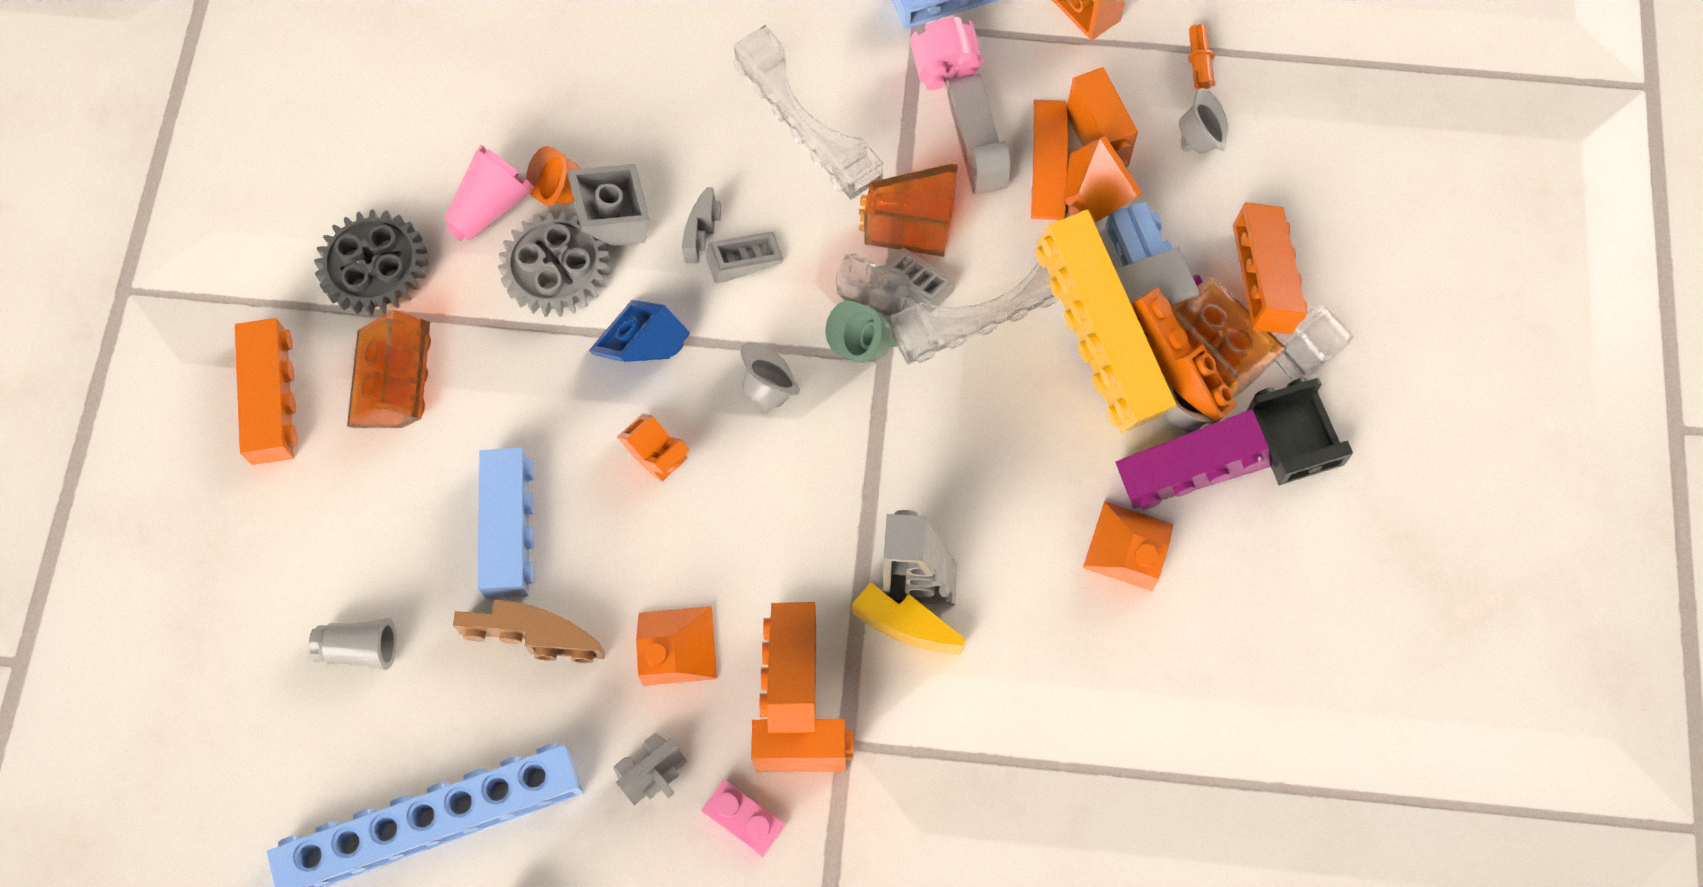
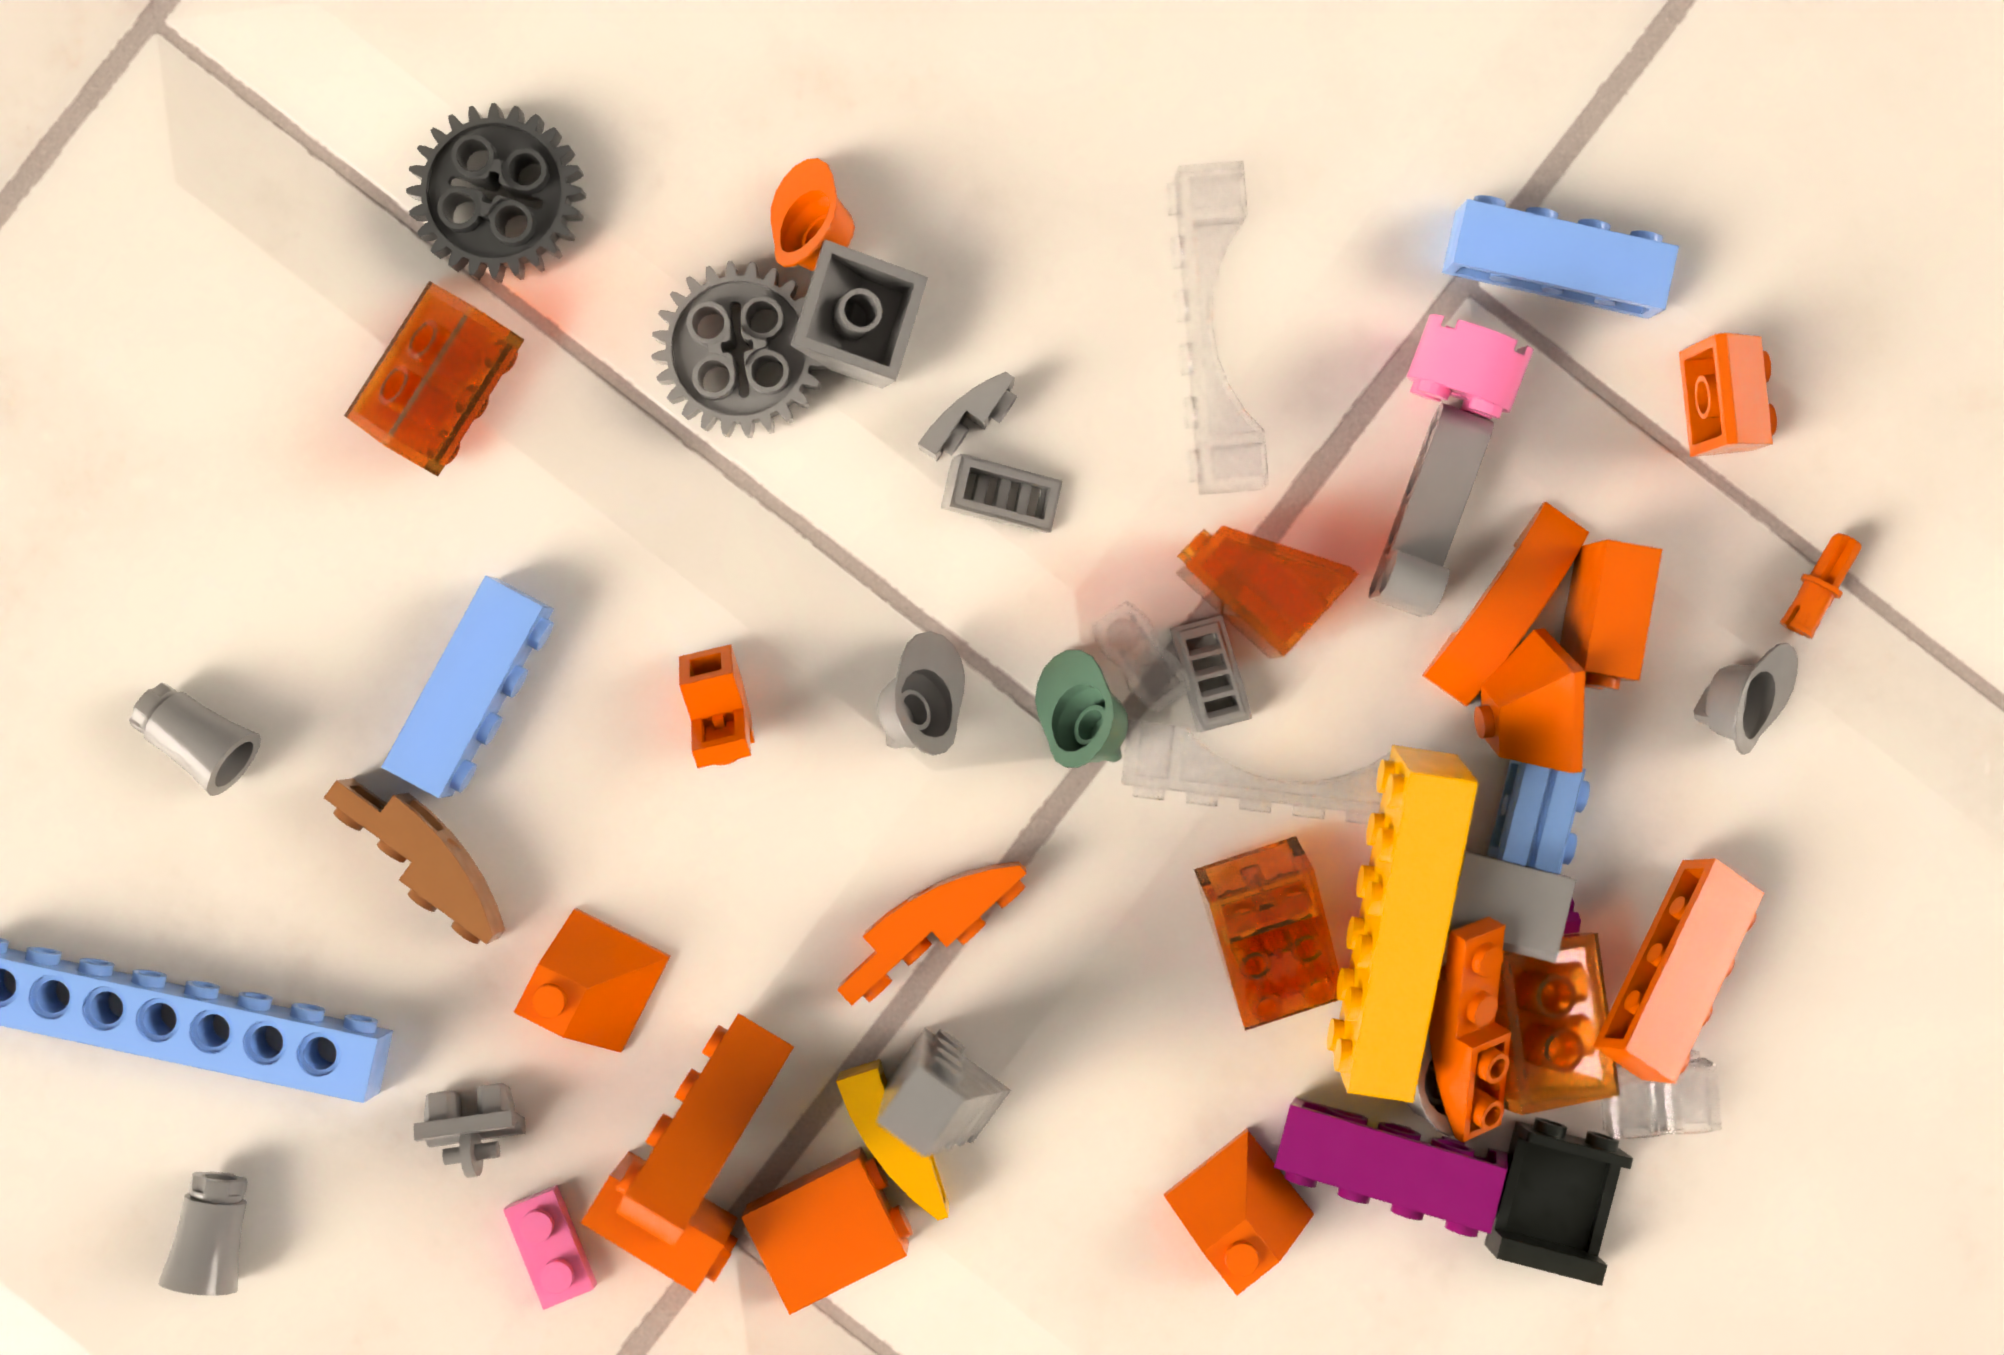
camera: 30 degrees right, 20 degrees up
(264, 391) = (258, 302): orange brick -> none
(484, 194) = (703, 188): bright pink cone -> none
(642, 334) = (788, 533): blue slope -> none
(851, 482) = (946, 908): none -> orange slope
(902, 698) = (827, 1229): none -> orange brick
(1042, 387) = (1270, 931): none -> clear orange slope

